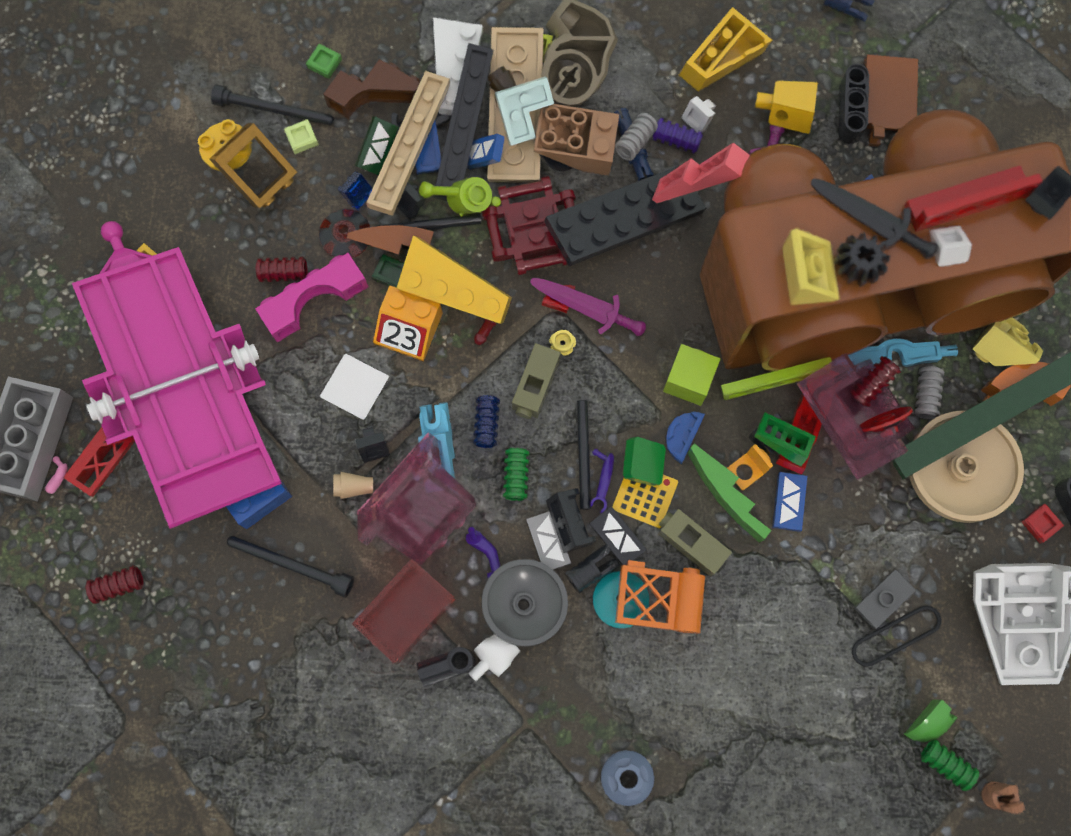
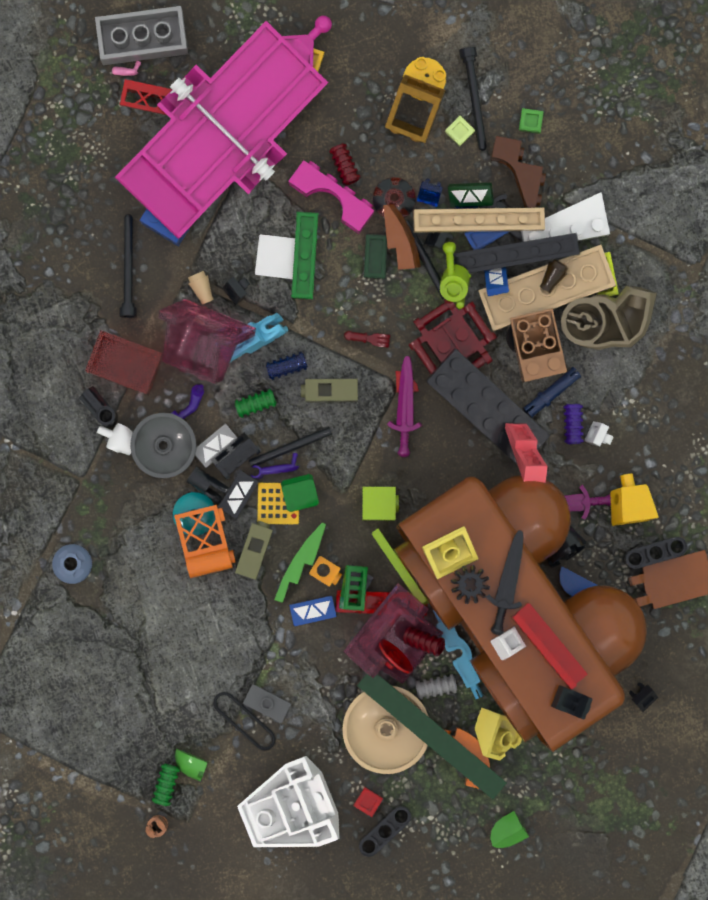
camera: 65 degrees right, 10 degrees up
(114, 584) = (65, 149): dark red piece -> none
(366, 354) = (304, 255): none -> green tile
(407, 323) = (338, 276): light orange slope -> none
(445, 281) = (377, 297): yellow wedge -> none
(517, 103) = (538, 291): light aqua plate -> none
(567, 337) = (370, 392): light yellow plate -> none
(636, 136) = (553, 392): light grey piece -> none
(681, 434) = (334, 514): blue tile -> none
(724, 50) = (659, 433): yellow wedge -> none

